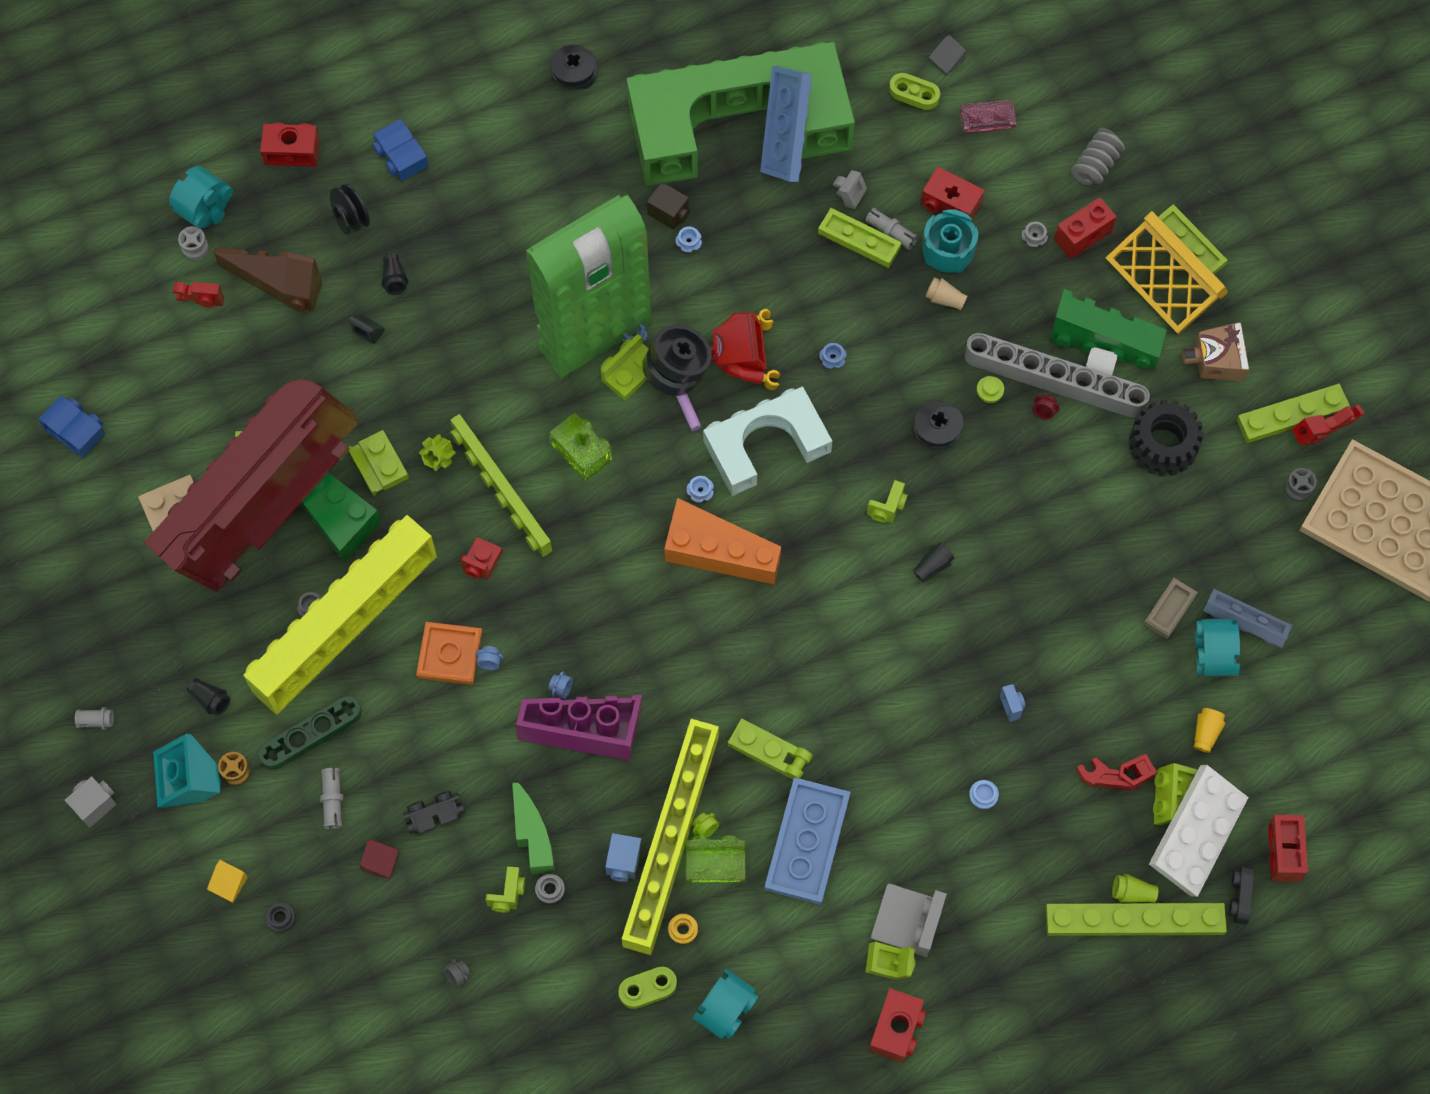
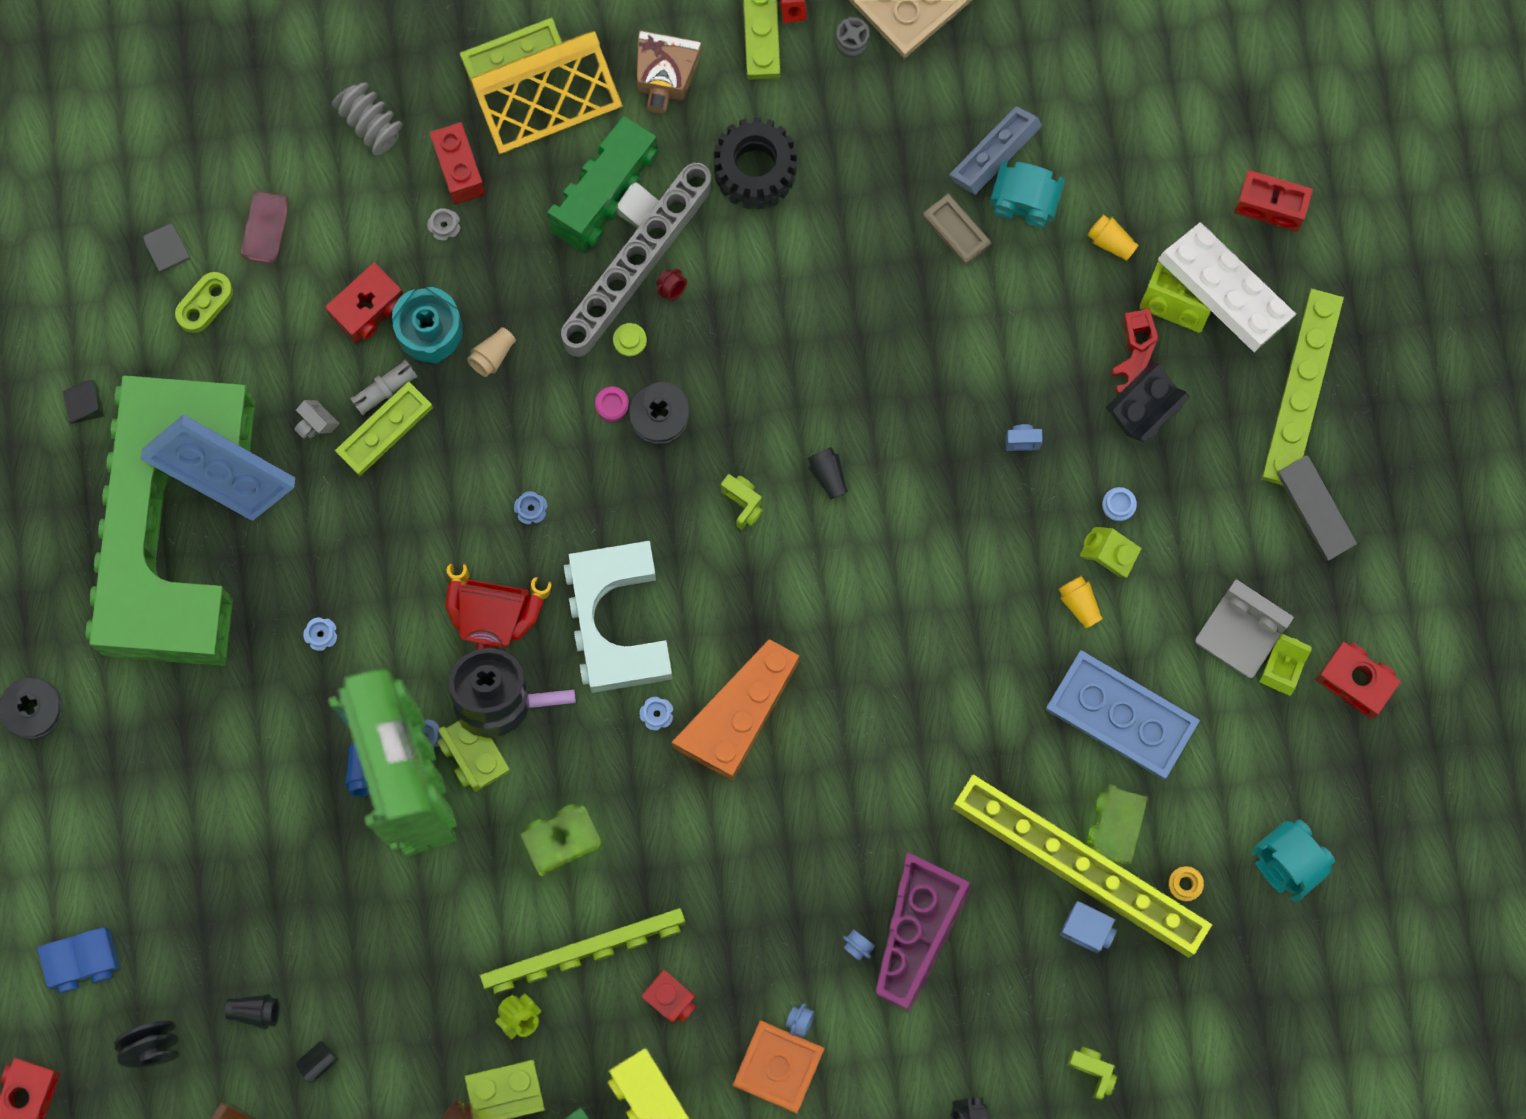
camera: 75 degrees left, 10 degrees up
(532, 832) = (1029, 1024): bright green slope -> none
(546, 880) = (1109, 1016): flat silver plate -> none
(648, 989) = (1242, 942): lime plate -> none
(668, 206) = (269, 644): dark brown brick -> none
(705, 825) = (1073, 824): lime plate -> none
(769, 749) = (1000, 727): lime plate -> none
(811, 35) = (83, 402): none -> black slope
(891, 783) = (1081, 601): none -> yellow cone
(935, 390) = (612, 404): none -> dark pink tile
(941, 797) = (1110, 550): none -> lime bracket
(1033, 953) = (1316, 508): none -> dark grey tile
(1076, 791) = (1147, 403): none -> black bracket
(1130, 889) = (1271, 380): lime cone -> none
(1243, 882) = (1319, 270): black plate -> none

